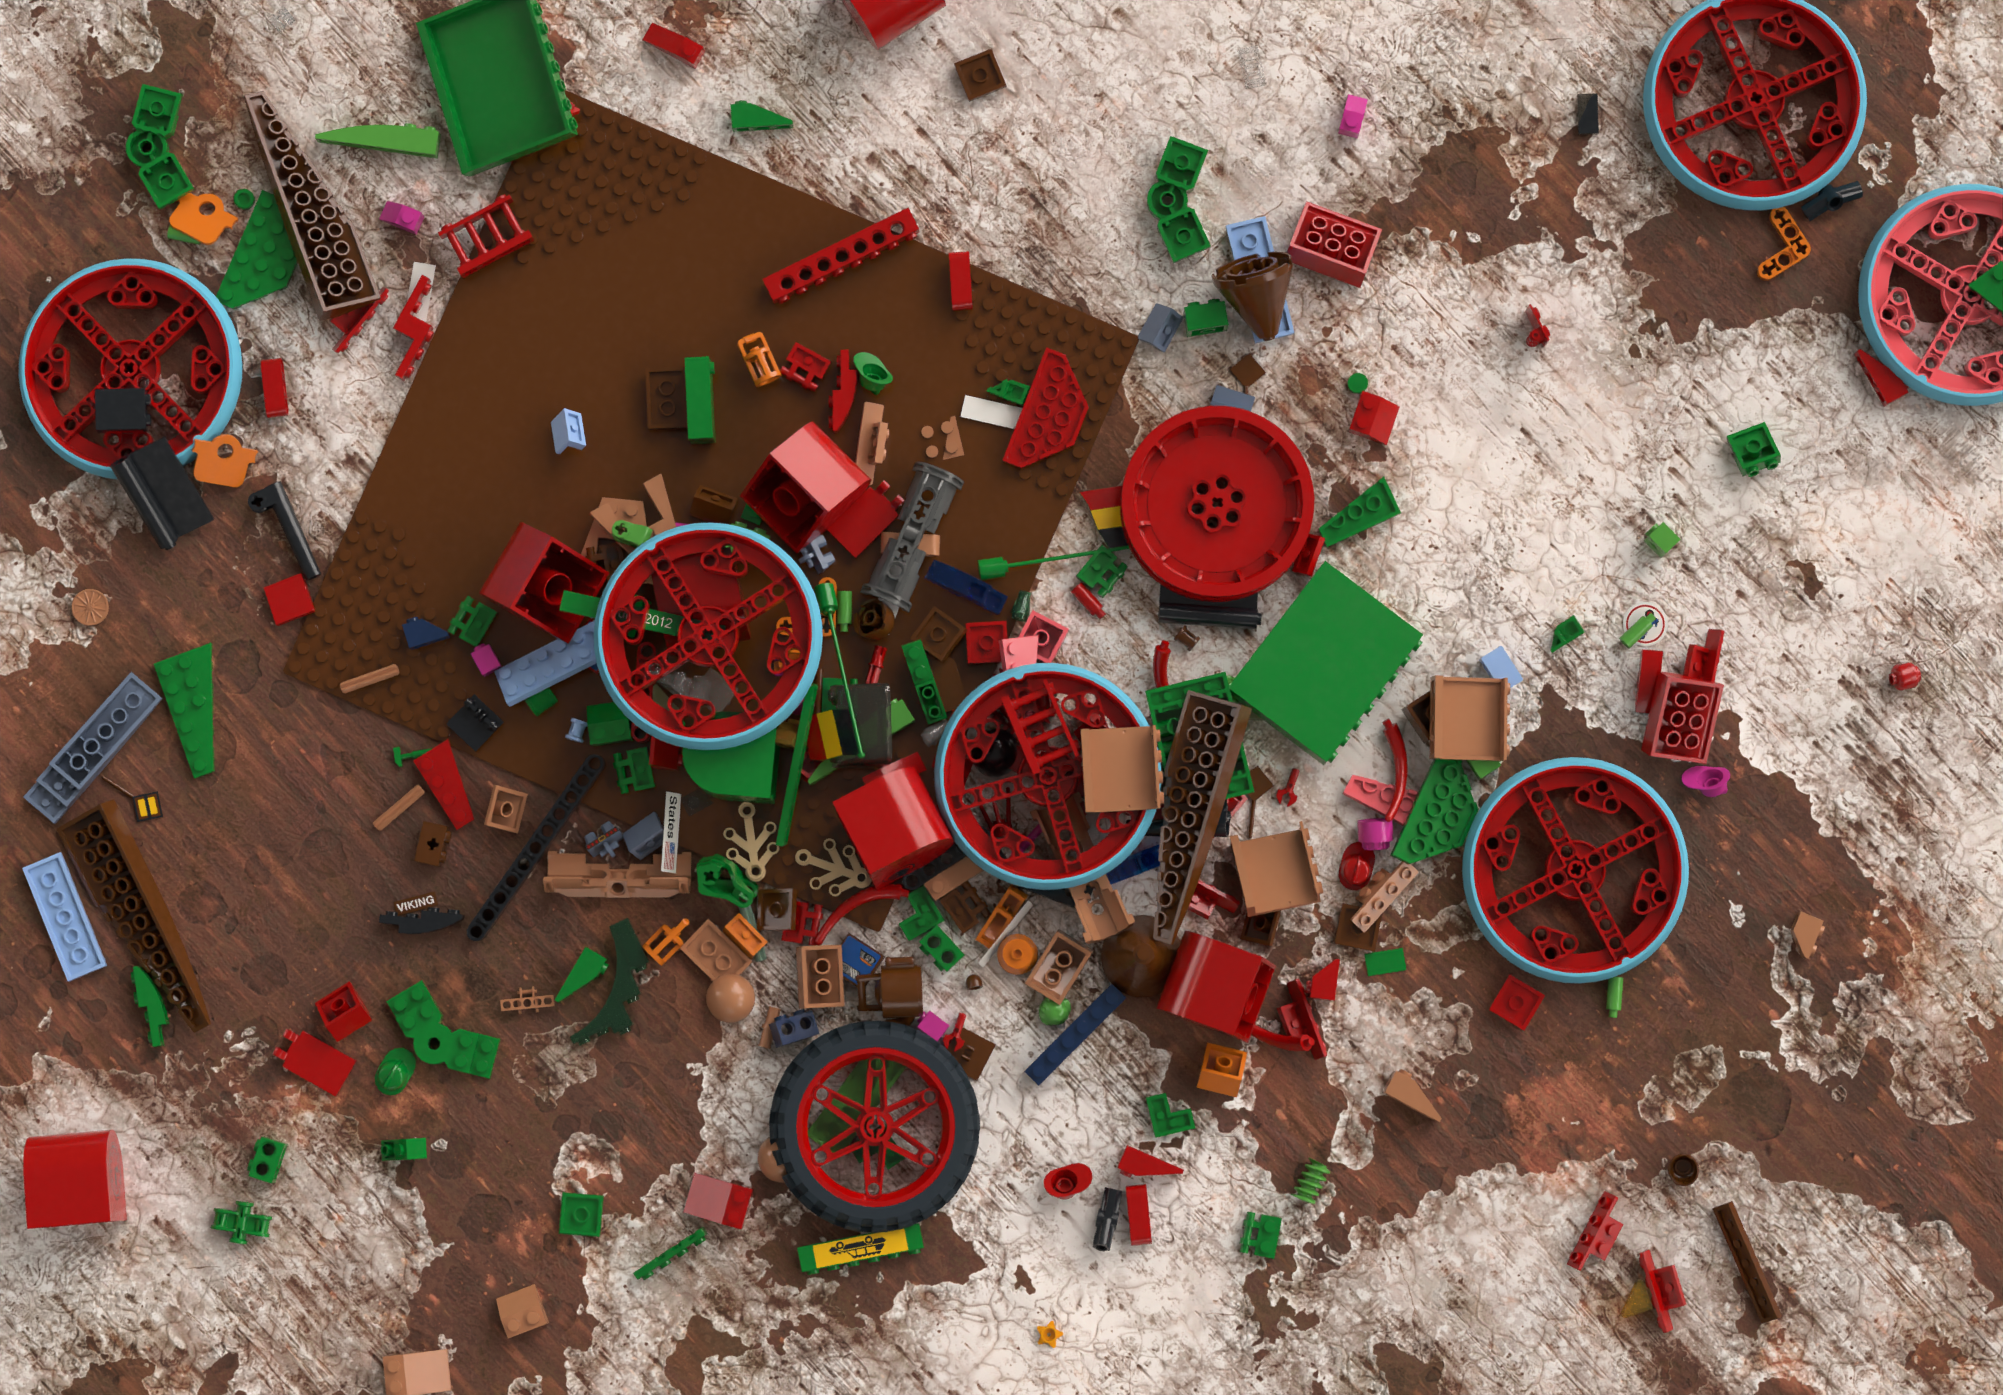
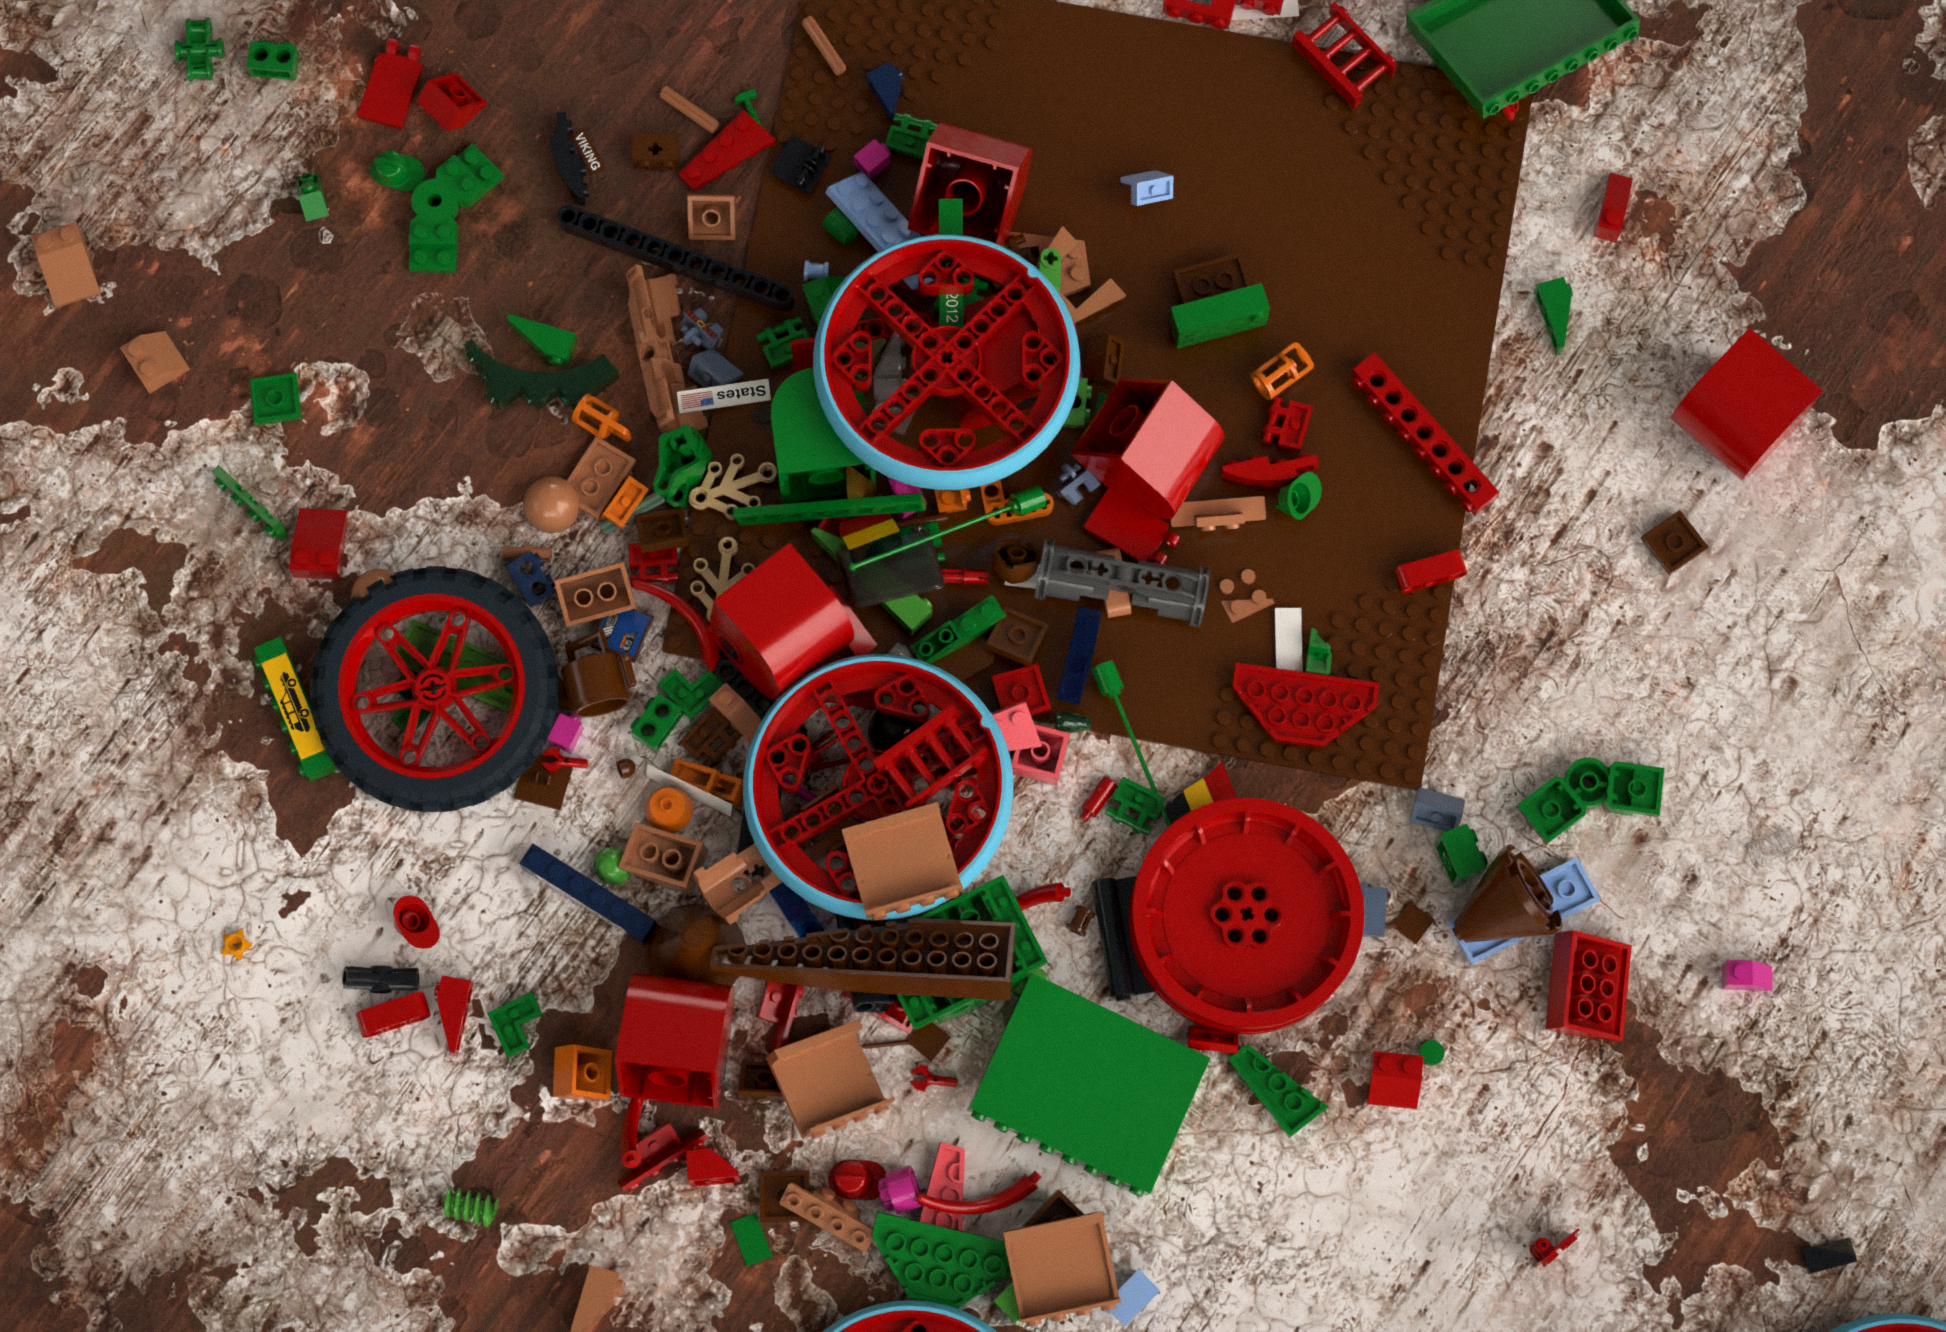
camera: 70 degrees right, 10 degrees down
(520, 1001) = (506, 300): nougat piece -> none
(844, 610) = (1020, 528): bright green cylinder -> none
(1267, 1235) = (397, 1171): green plate -> none

